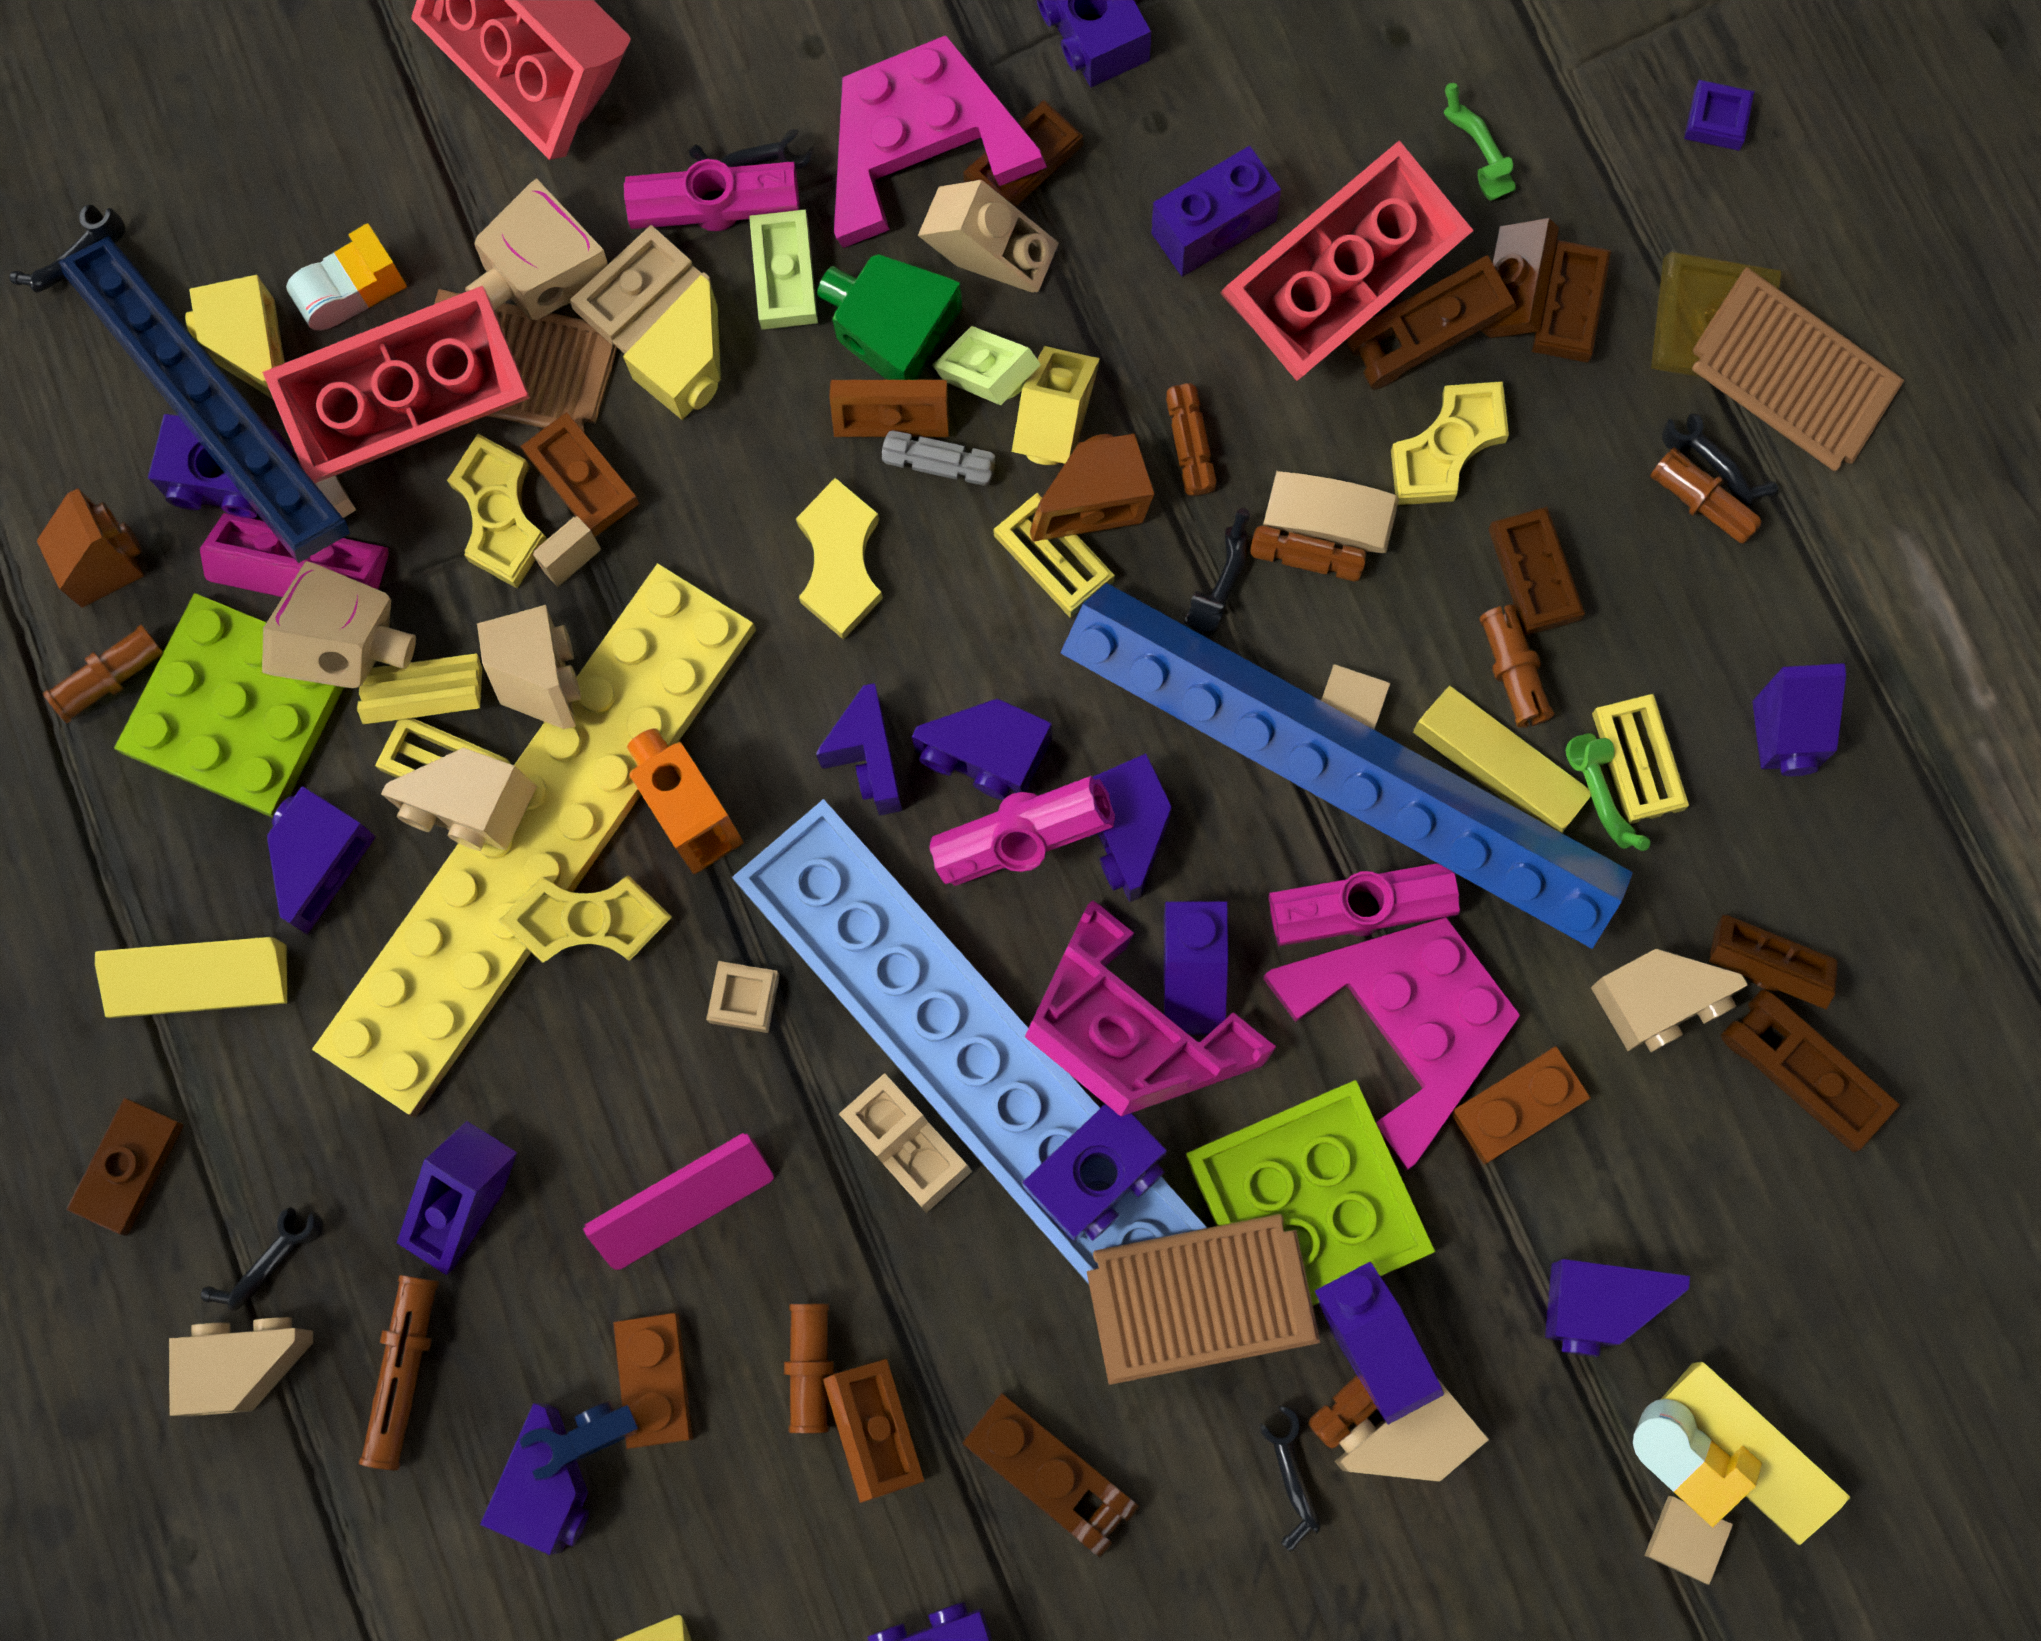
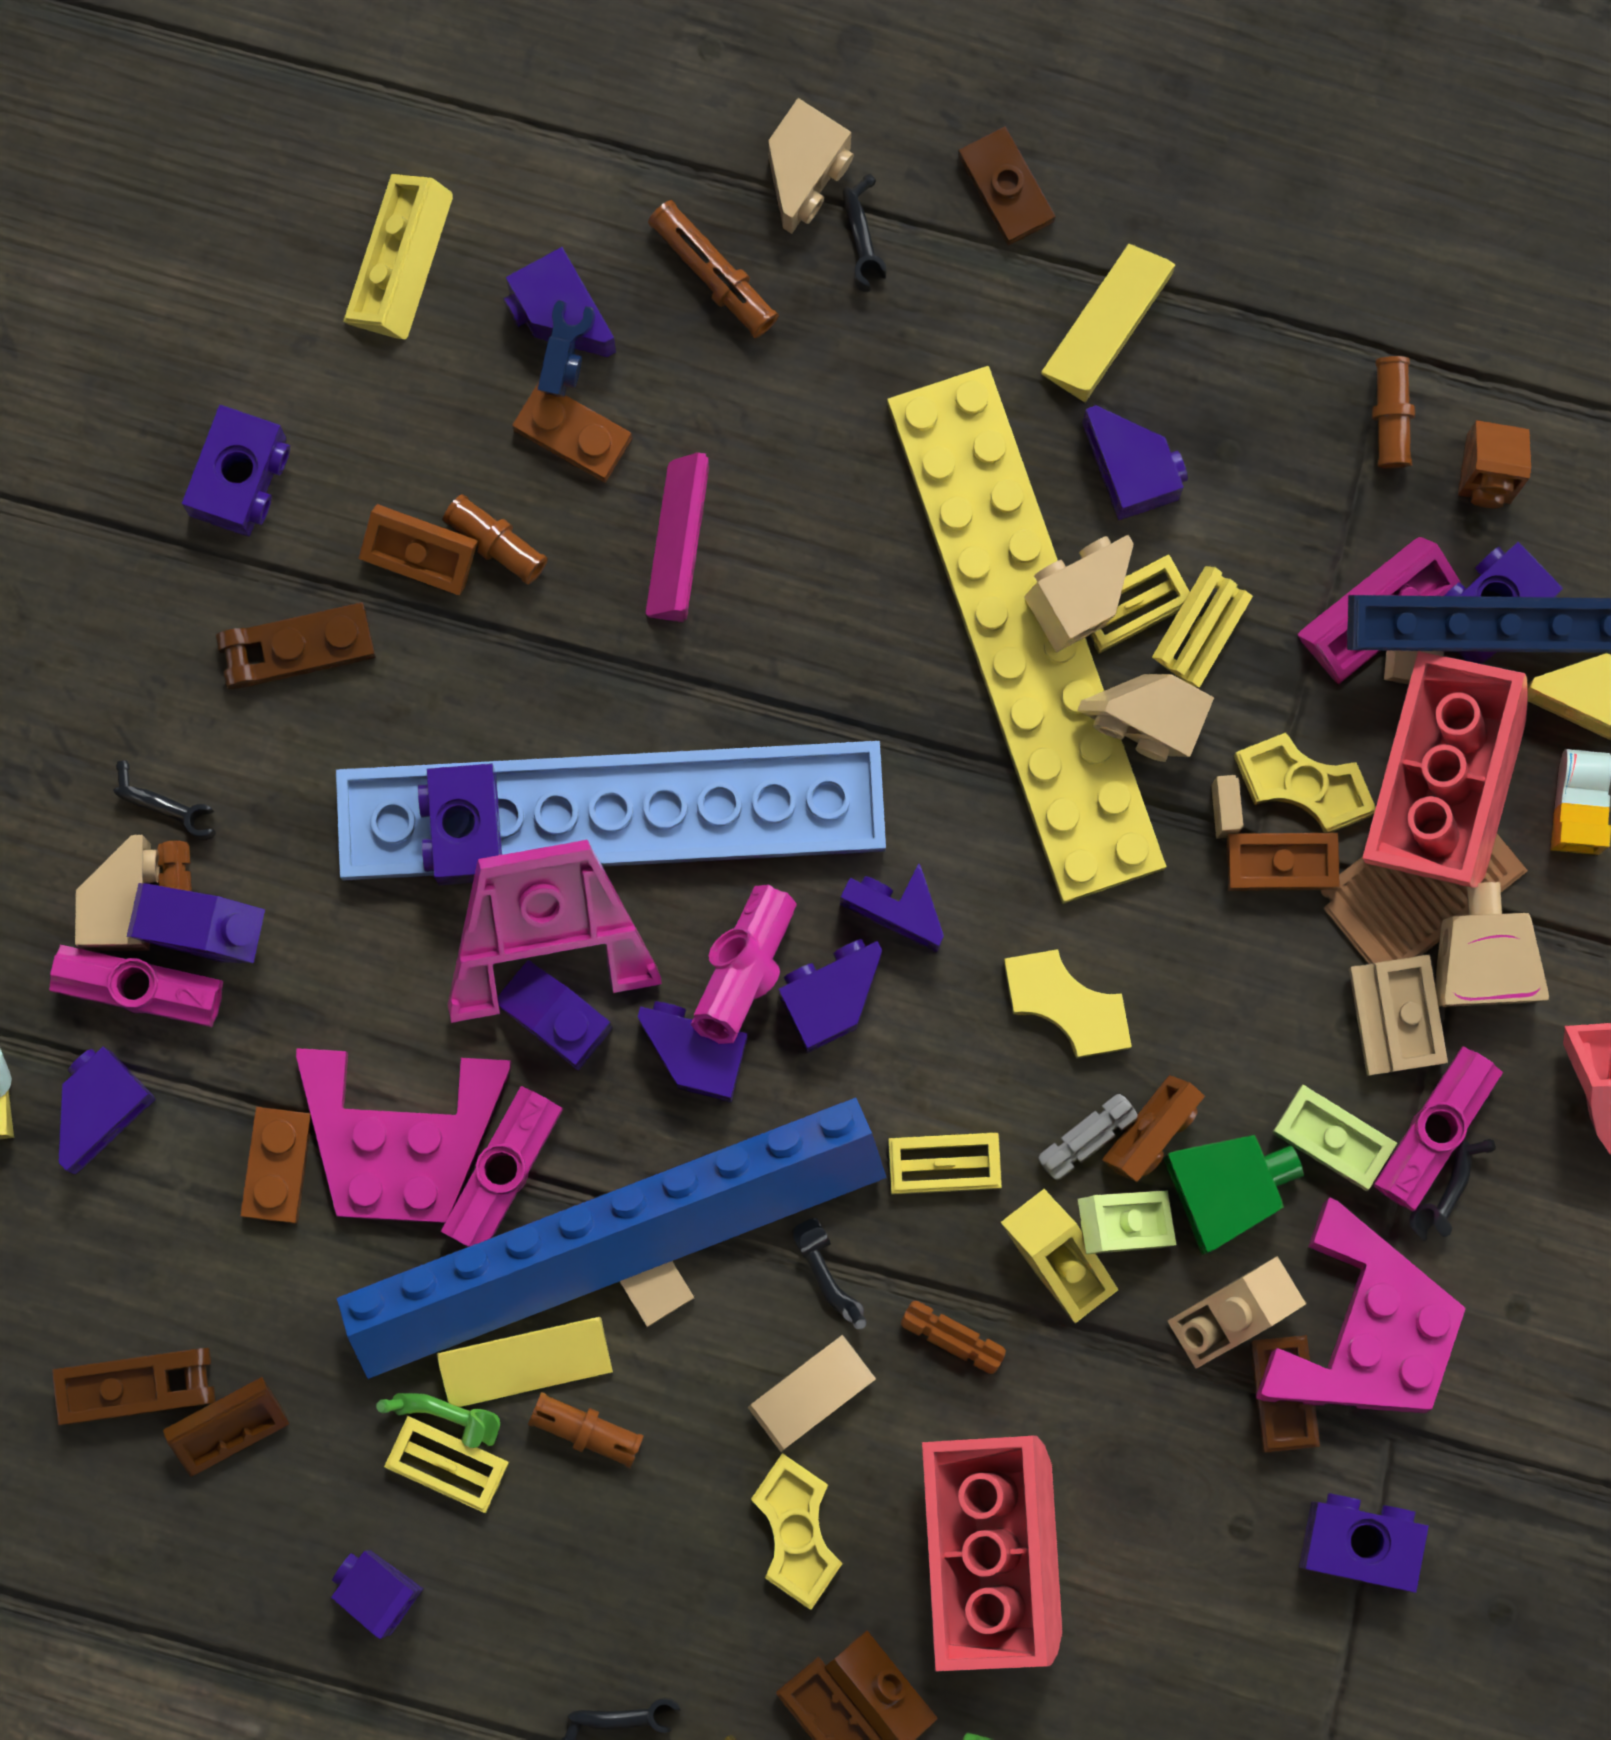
camera: 120 degrees right, 5 degrees up
(221, 718) = (1297, 489): lime plate -> none
(332, 631) = (1288, 591): tan torso -> none
(455, 1196) = (803, 390): dark purple slope -> none
(555, 919) = (945, 595): light yellow tile -> none
(681, 352) = (1321, 1009): light yellow slope -> none
(682, 800) = (939, 749): orange torso -> none
(743, 997) = (790, 688): tan tile -> none
(905, 1142) = (596, 720): tan slope -> none
(1095, 490) = (965, 1229): dark orange slope -> none
(1201, 1298) = (324, 832): medium nougat window -> none
(1215, 211) = (1119, 1501): dark purple brick -> none
(1308, 553) = (794, 1350): dark orange axle -> none
(1328, 1180) = (330, 961): lime plate -> none
(1432, 321) = (895, 1596): reddish brown plate -> none
(1494, 1396) = (103, 978): none -> dark pink piece
(1536, 571) = (644, 1507): reddish brown plate -> none
(1662, 991) = (268, 1327): tan slope -> none
(1705, 495) = (597, 1685): dark orange axle -> none

